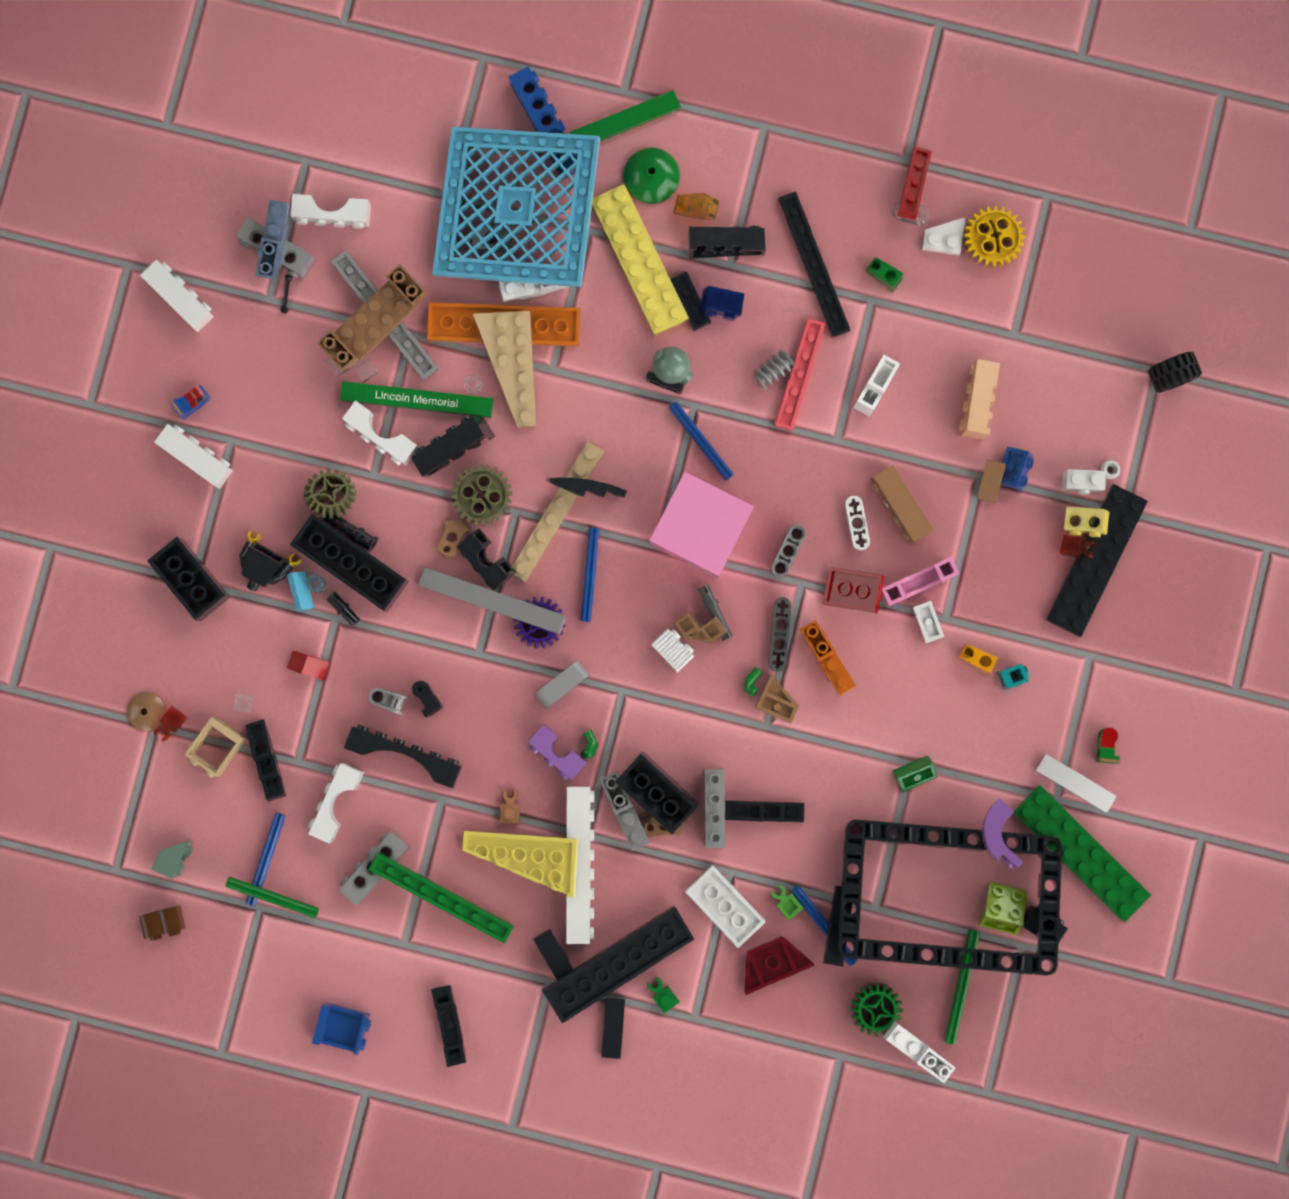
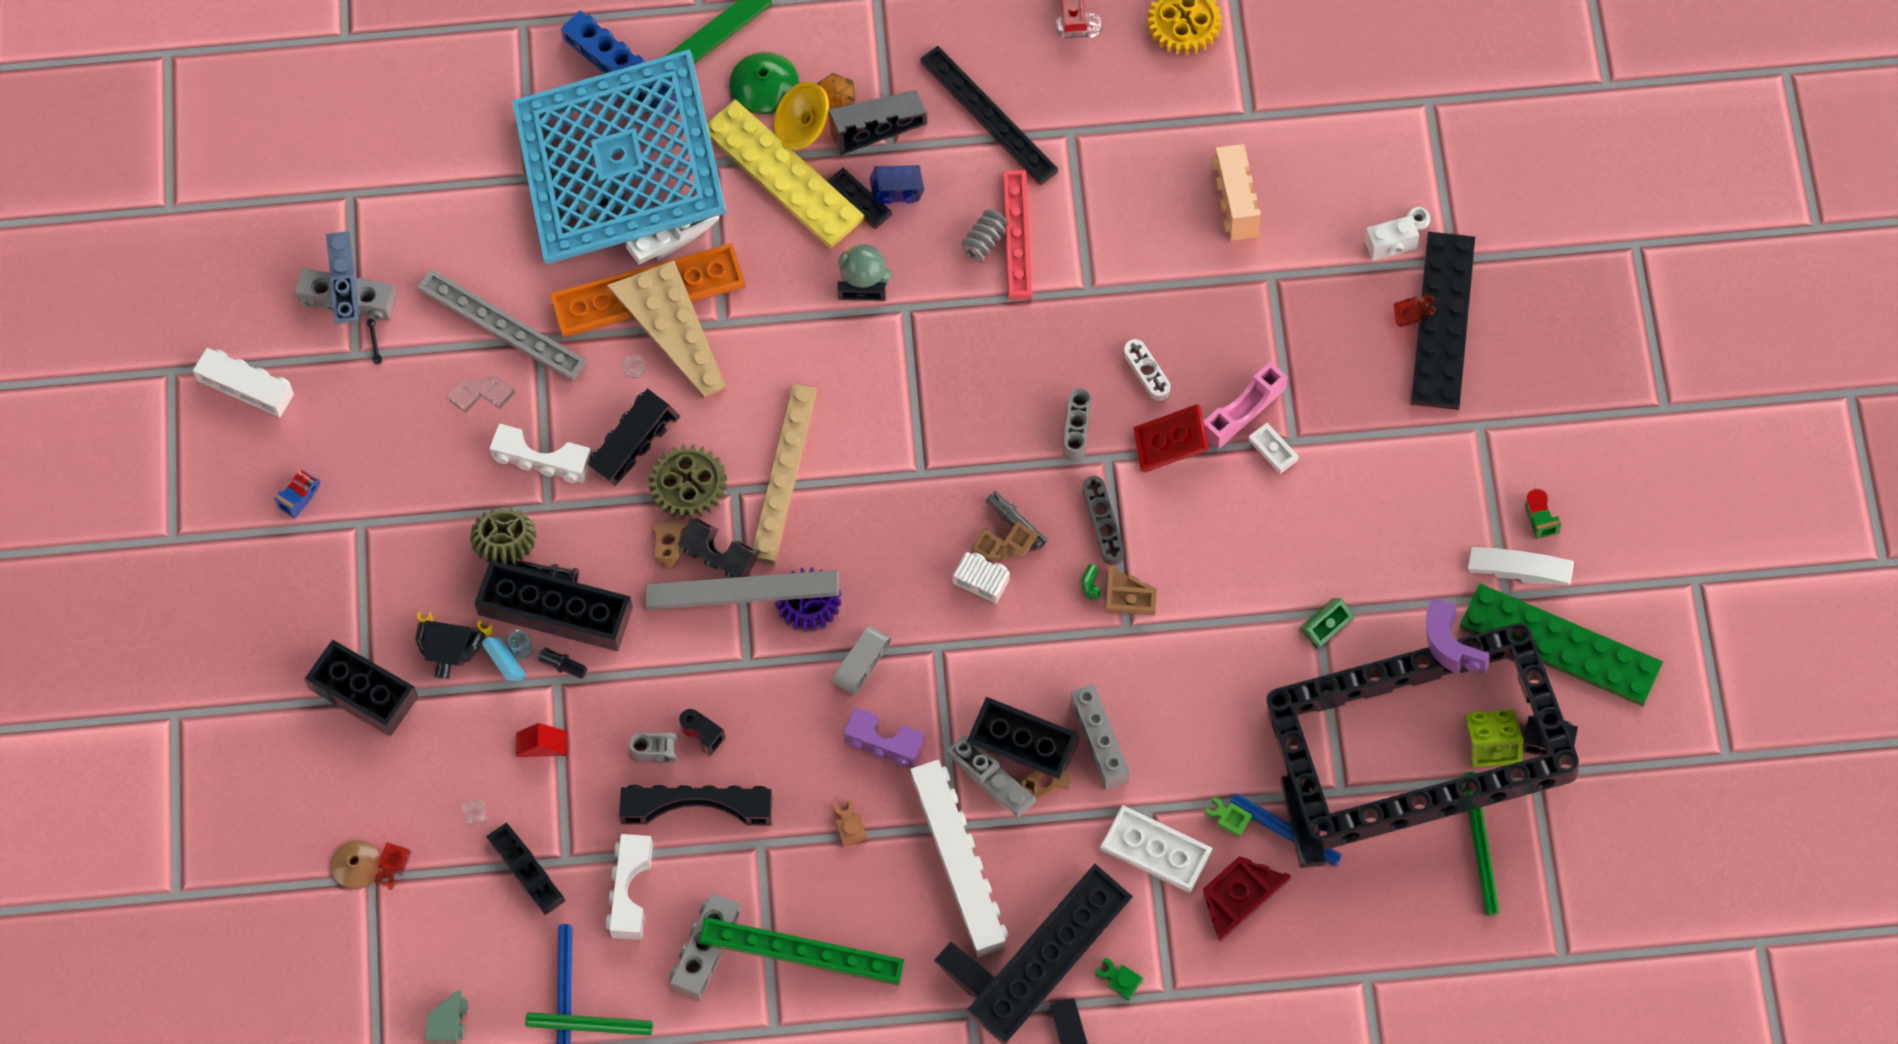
camera: 20 degrees left, 20 degrees down
(193, 456) = (321, 550): white brick -> none
(226, 730) = (463, 848): tan window -> none
(354, 213) = (425, 230): white arch -> none
(373, 320) = (493, 326): medium nougat slope -> none
(417, 399) = (569, 404): green tile -> none
(537, 858) = (904, 861): light yellow wing -> none
(580, 486) = (802, 428): black slope -> none
(589, 577) = (850, 529): blue axle -> none
(591, 746) = (923, 717): green arm -> none
(668, 219) = (801, 115): none -> yellow dish
(701, 441) = (928, 341): blue axle -> none
(701, 525) = (963, 424): bright pink tile -> none
(764, 811) = (1163, 722): black slope -> none
(827, 658) = (1168, 525): orange slope -> none
(875, 1017) = (1397, 902): green gear -> none
(876, 385) = (1111, 216): white slope -> none
(884, 273) = (1074, 97): green leg -> none
(901, 504) = (1191, 331): medium nougat brick -> none
(919, 1052) = (1459, 934): white slope -> none
(945, 238) = (1128, 40): white wing -> none
(978, 658) = (1349, 467): light orange leg -> none
(991, 481) = (1285, 273): medium nougat slope -> none
(1017, 467) = (1307, 251): blue bracket -> none
(1021, 672) = (1399, 464): teal brick -> none
(1087, 516) = (1411, 271): light yellow brick -> none
(1174, 372) = (1446, 88): black tyre -> none

